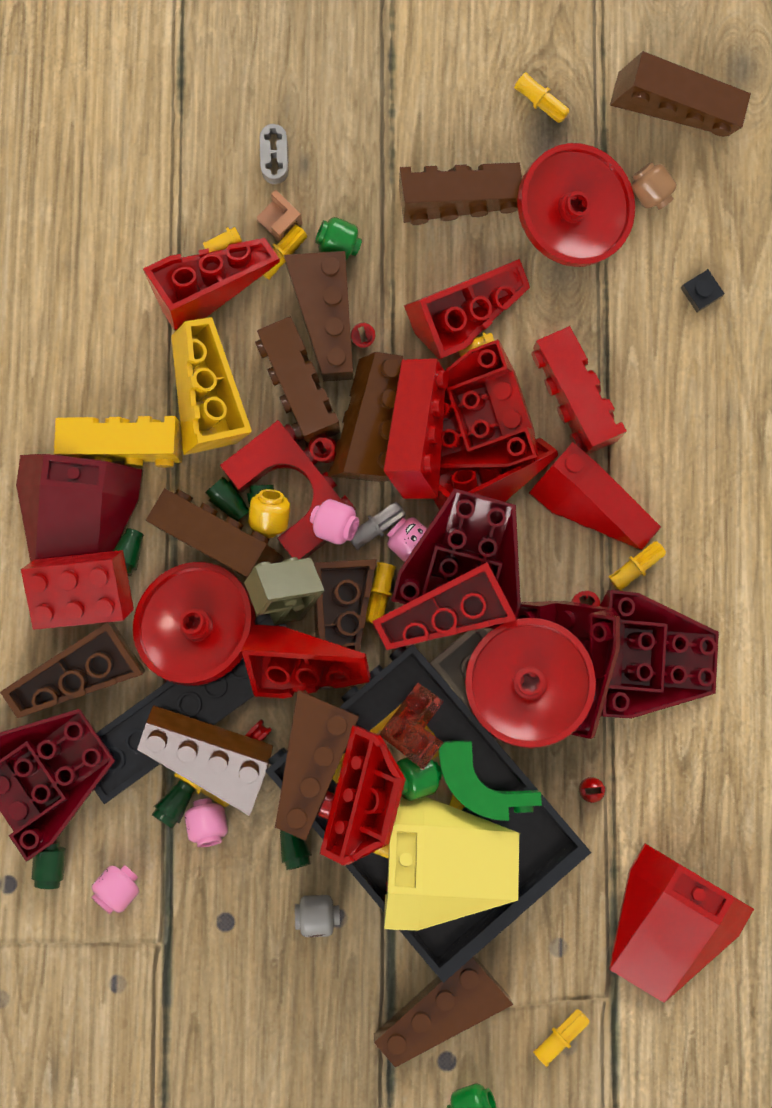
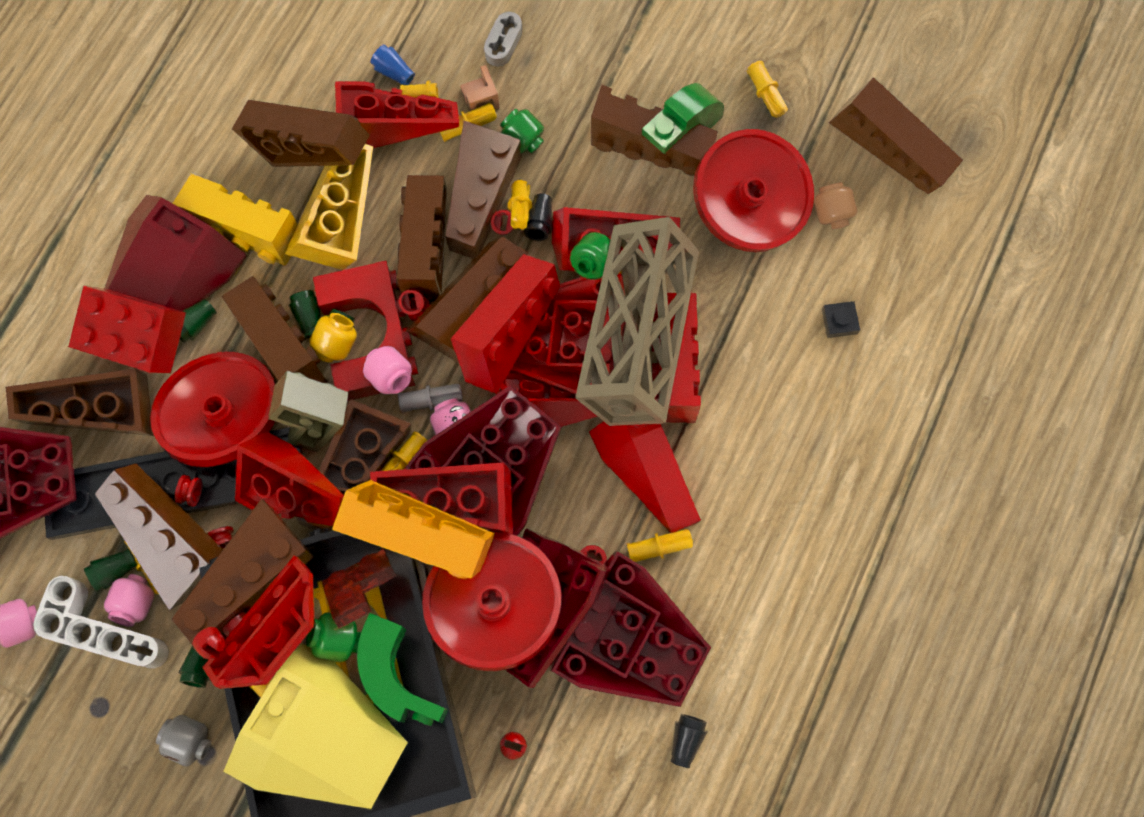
camera: 30 degrees right, 10 degrees down
(145, 338) = (300, 135): none -> reddish brown wedge
(184, 227) = (390, 64): none -> blue cone
(197, 859) = (102, 634): none -> white beam
(210, 706) = (188, 490): none -> red bush
(319, 832) = (209, 643): none -> red hinge
(371, 311) = (519, 204): none -> yellow axle
(393, 316) = (539, 218): none -> black cone
(441, 655) = (412, 529): none -> light orange wedge
(467, 334) = (590, 255): none -> green head
(483, 165) = (681, 113): none -> green arch
(562, 374) = (618, 396): none -> dark tan piece
(734, 716) = (687, 739): none -> black cone

